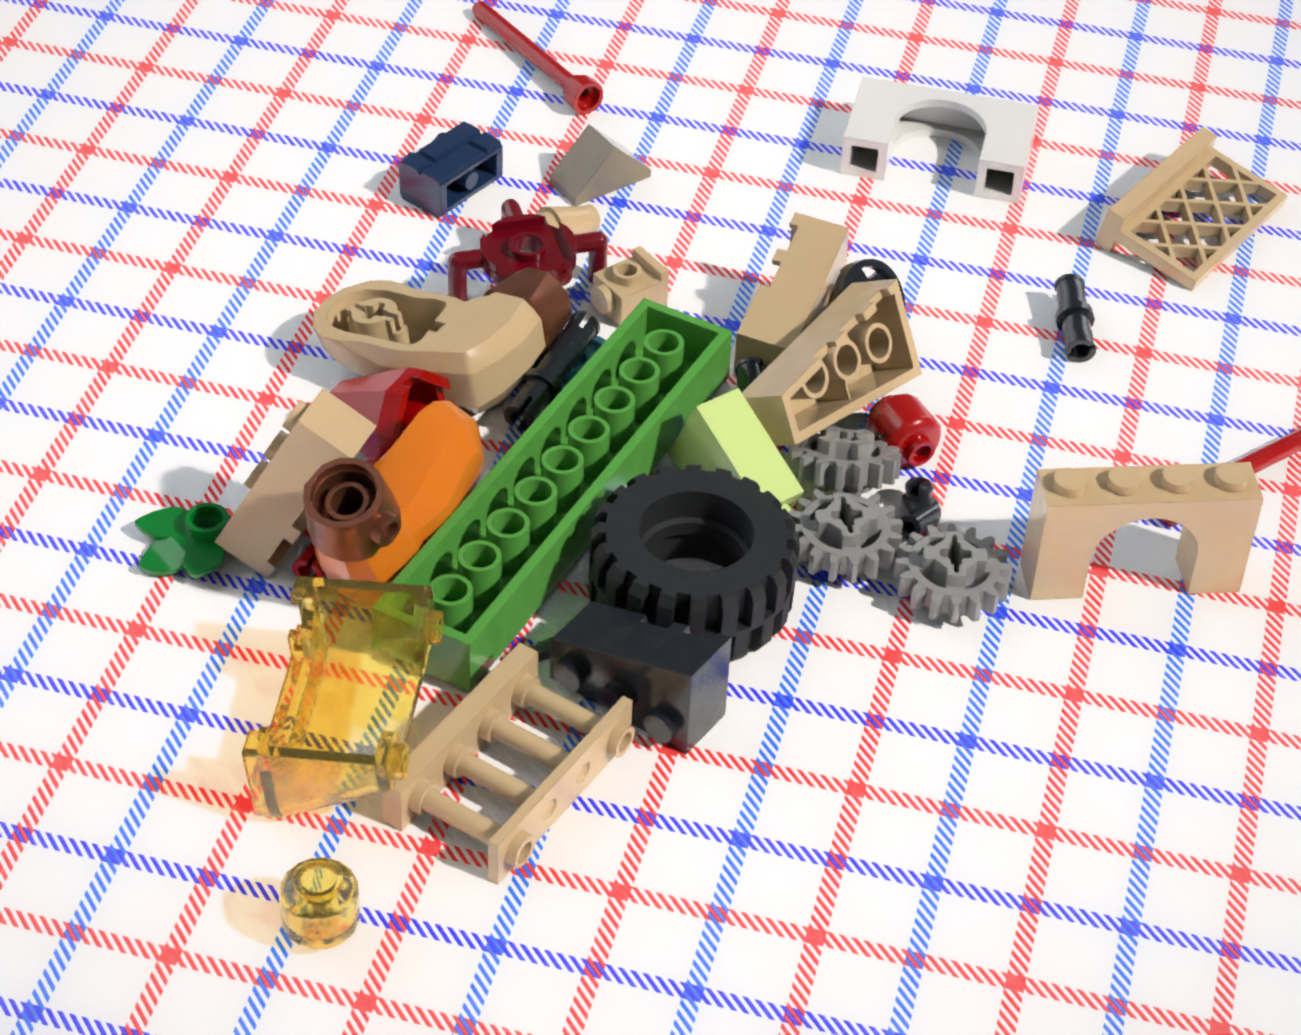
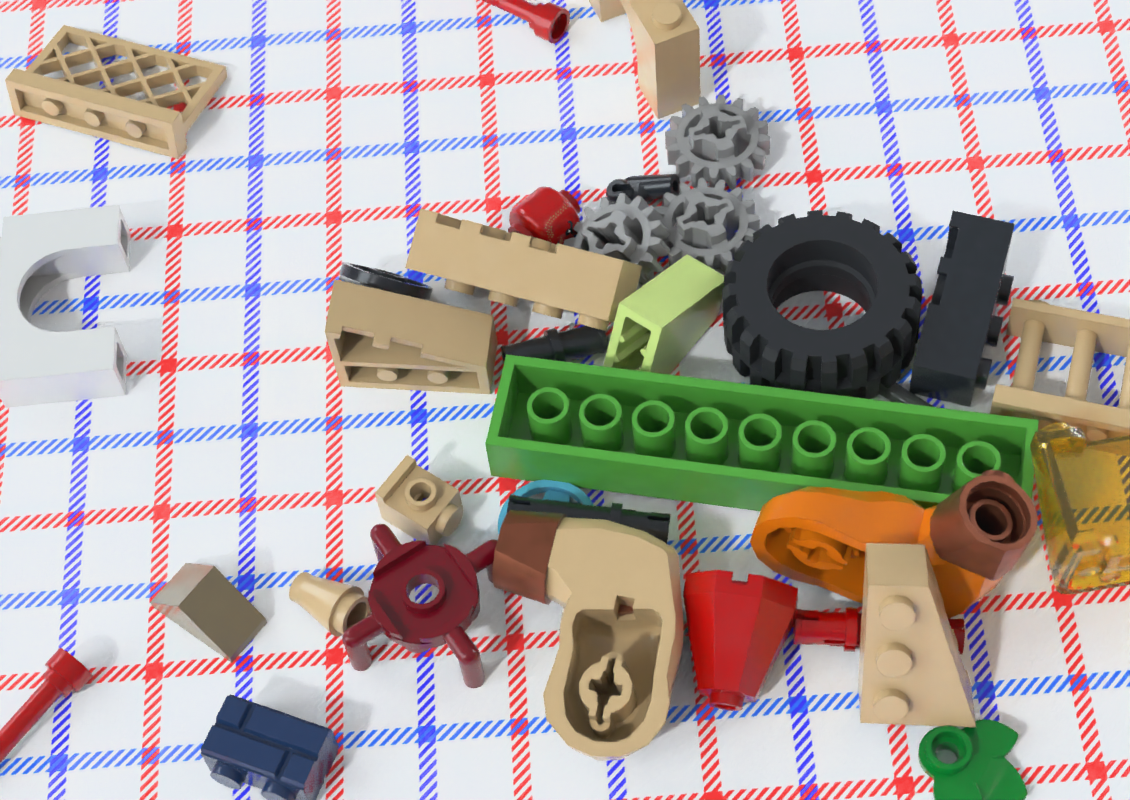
camera: 100 degrees left, 15 degrees up
(1074, 318) = (320, 138): black pin -> none

